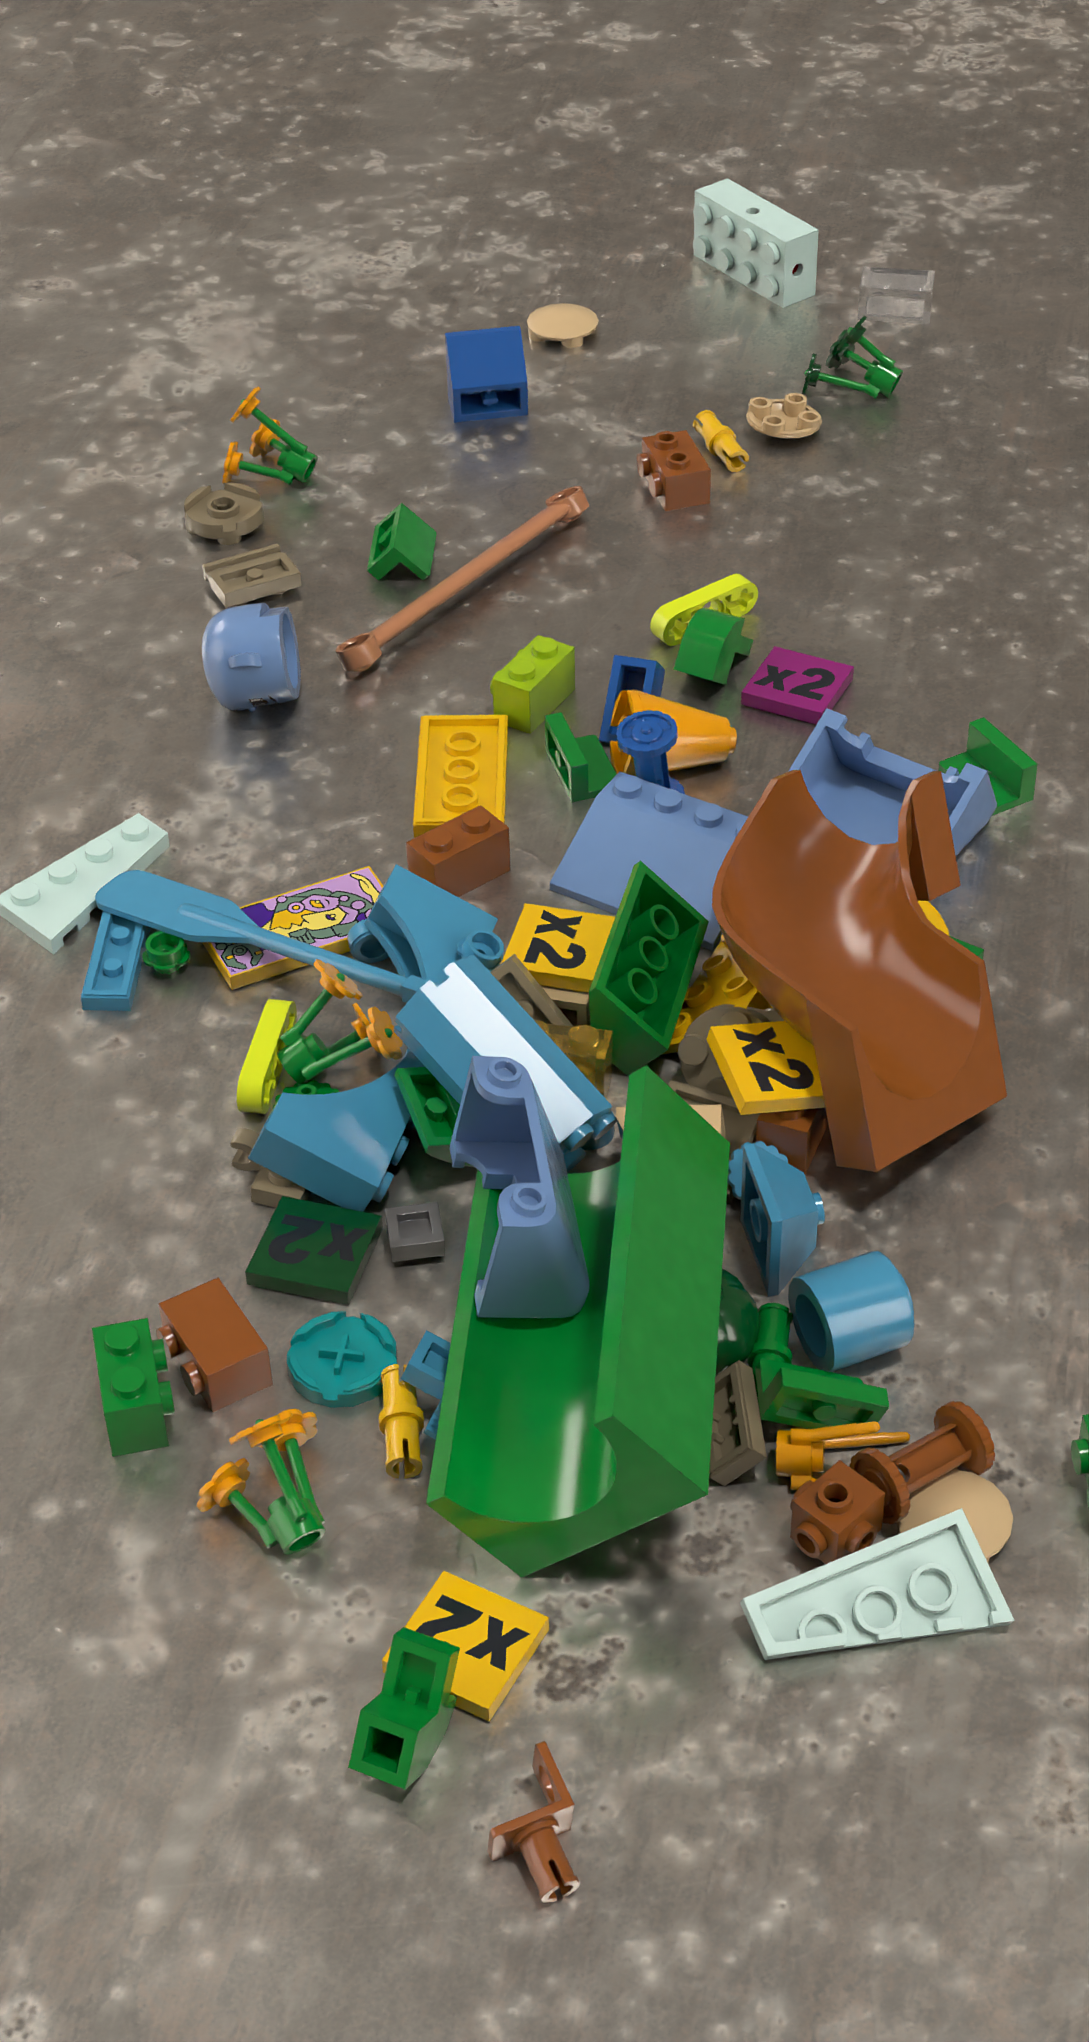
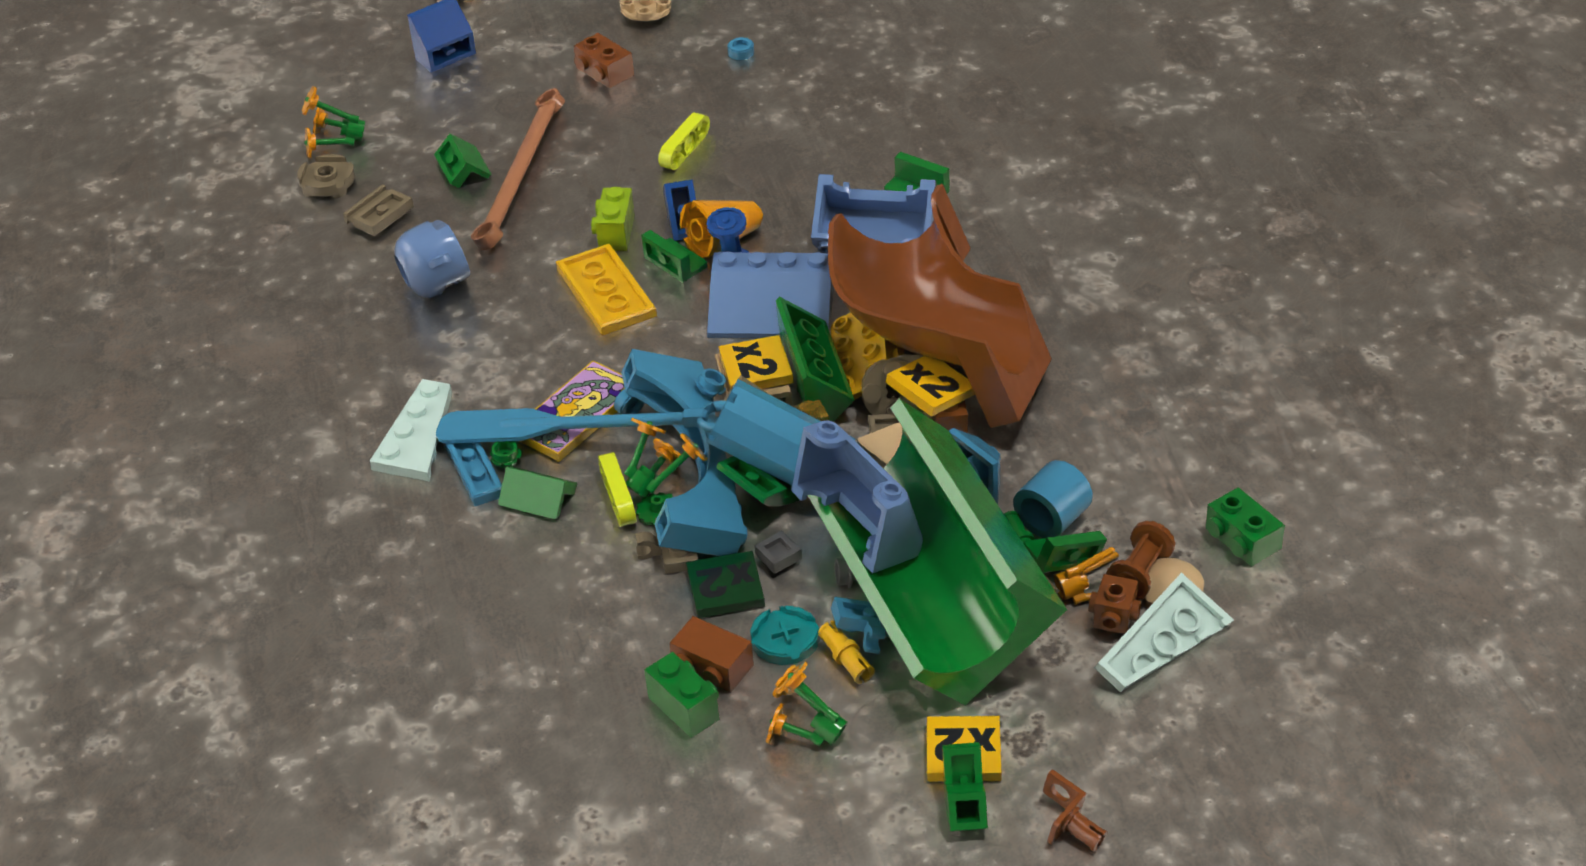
camera: 25 degrees left, 0 degrees up
(164, 1017) = (534, 492): none -> green panel
(462, 852) = (647, 330): dark orange brick -> none
(711, 645) = (708, 160): green brick -> none
(720, 441) = (617, 33): yellow pin -> none
(797, 685) = (770, 169): magenta tile -> none
(874, 510) = (740, 48): none -> dark azure tile

